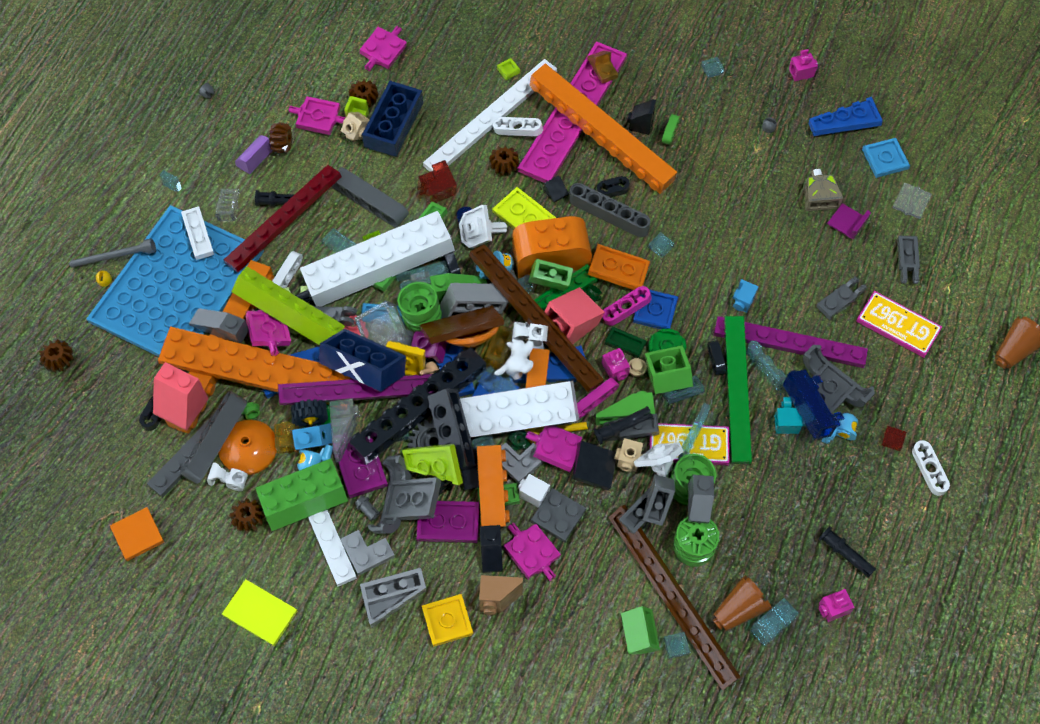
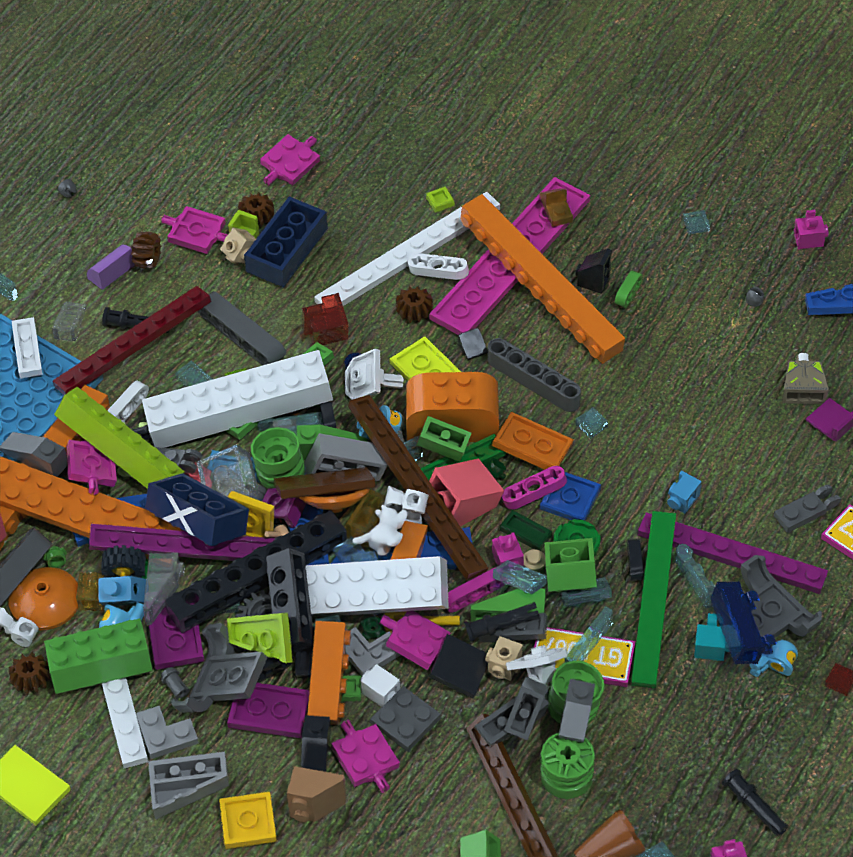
camera: 10 degrees right, 10 degrees down
(613, 186) = (544, 348): black beam -> none
(631, 385) = (519, 577): none -> clear light blue plate

